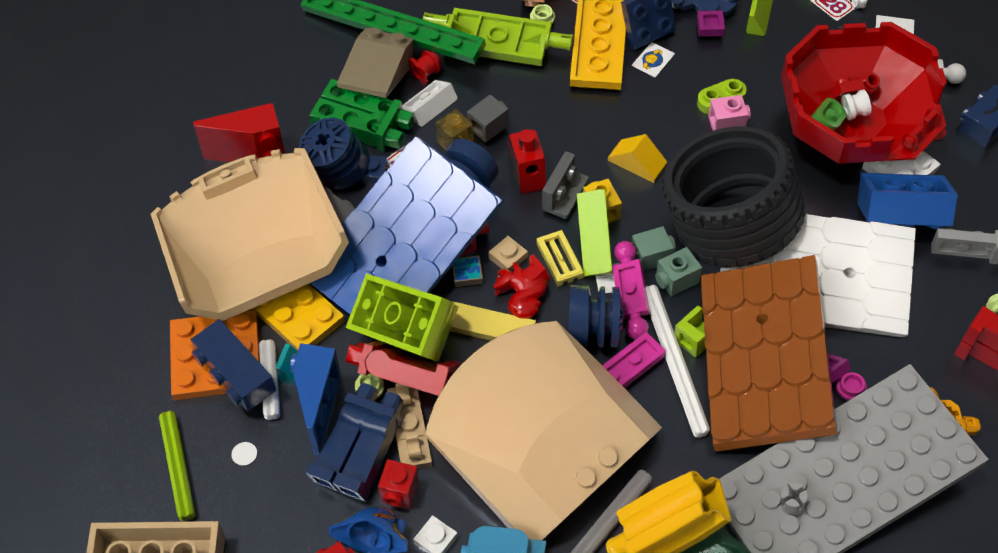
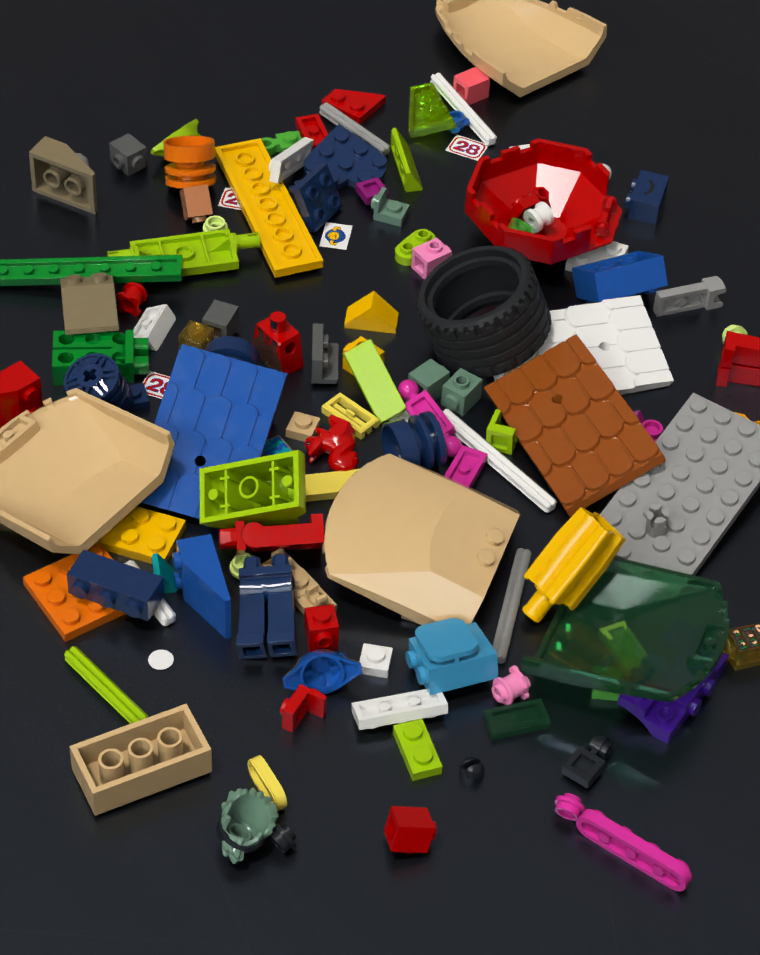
camera: 30 degrees left, 10 degrees down
(717, 48) = (389, 210): none -> sand green bracket

